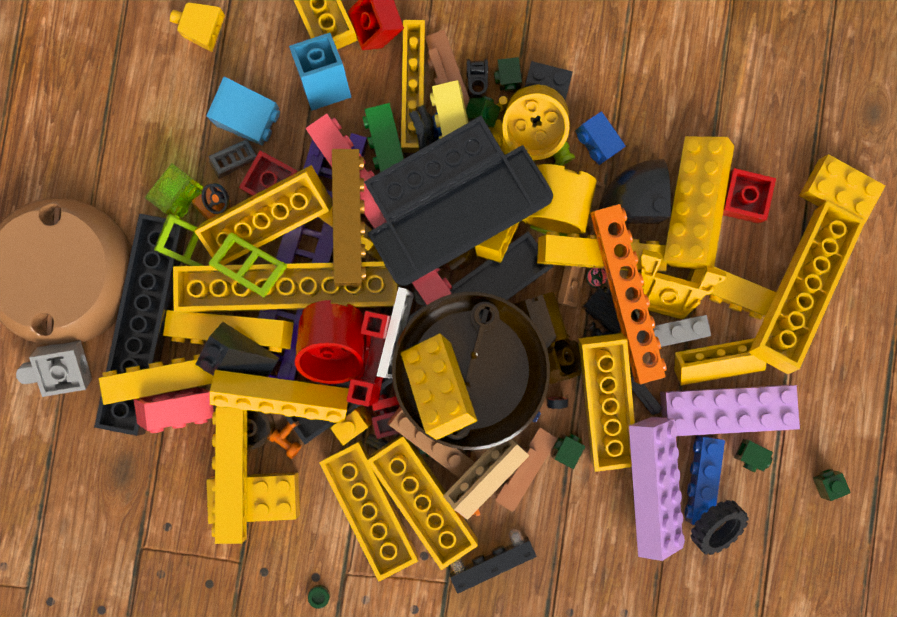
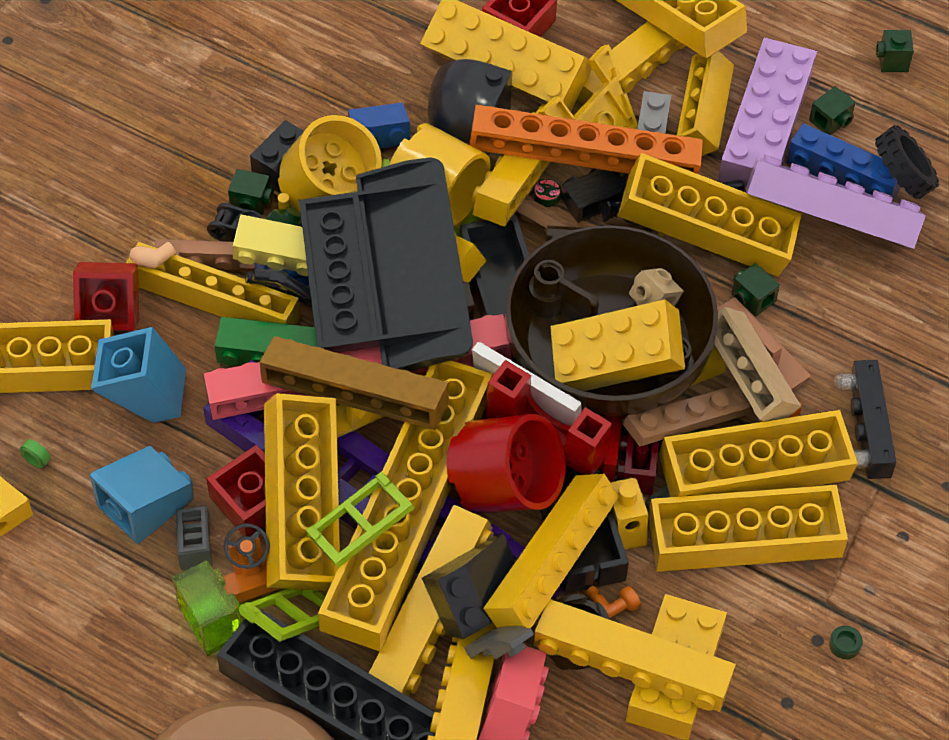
camera: 70 degrees left, 30 degrees down
(198, 390) = (500, 641): none -> dark grey slope
(248, 32) = (34, 453): none -> bright green tile
(411, 36) = (151, 257): none -> light nougat arm
(512, 391) = (654, 286): none -> tan brick

